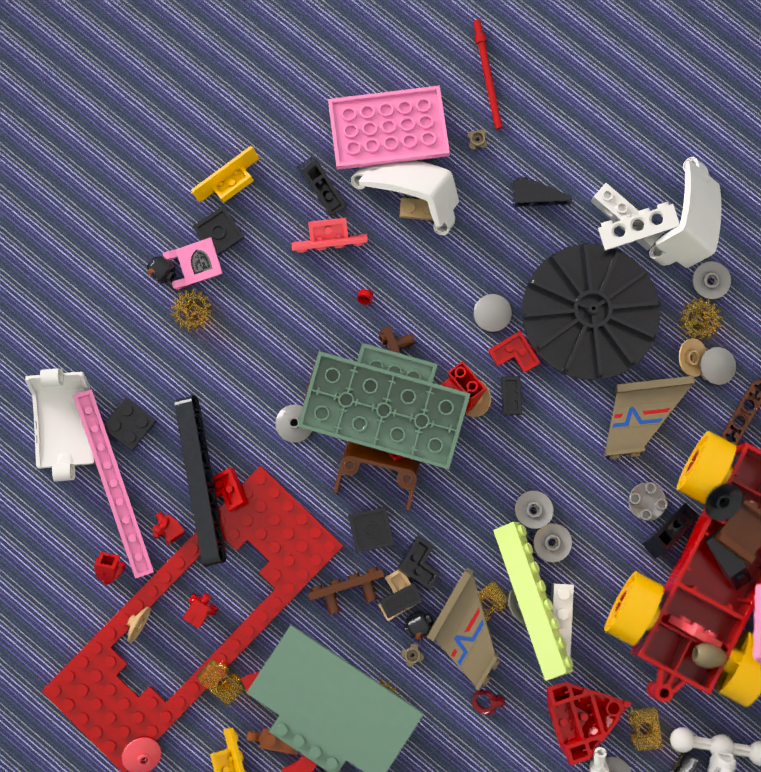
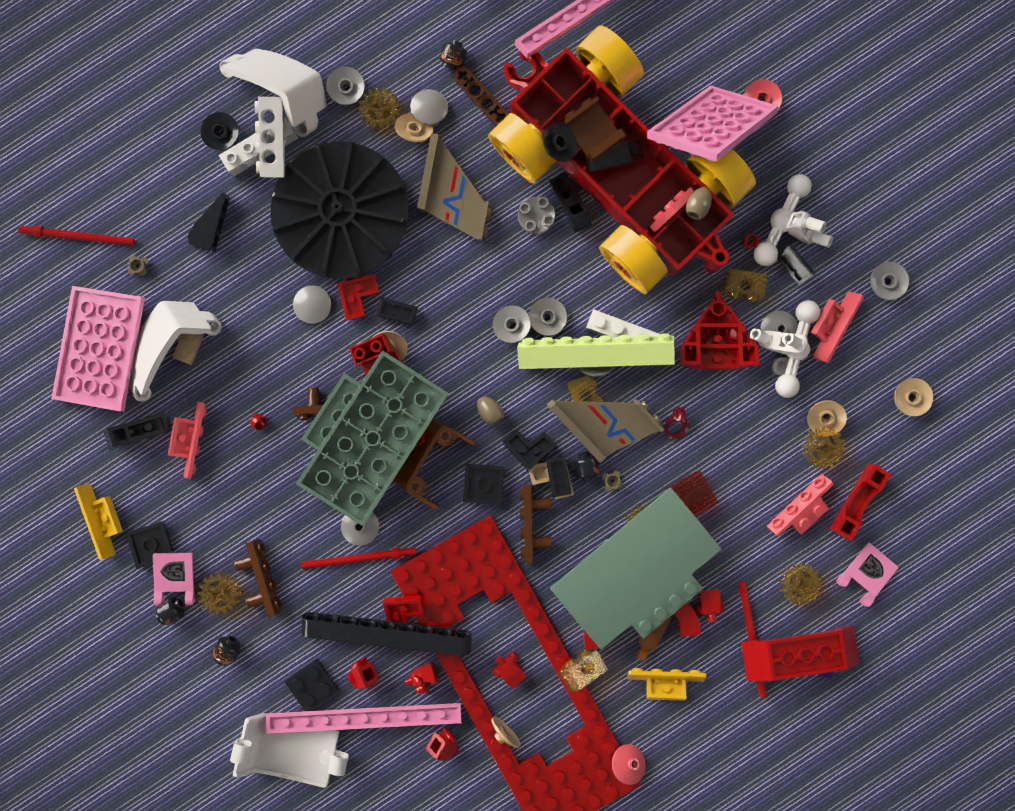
camera: 75 degrees left, 5 degrees up
(139, 333) = (226, 650): none -> black head
(154, 470) = (363, 674): none -> red piece
(213, 351) = (262, 573): none -> reddish brown plate
(279, 465) = (395, 553): none -> red bar
(425, 741) = (695, 493): none -> clear red plate
(443, 514) = (490, 411): none -> dark tan animal
(632, 167) = (213, 124): none -> black dish
(688, 723) = (753, 243): none -> red hinge

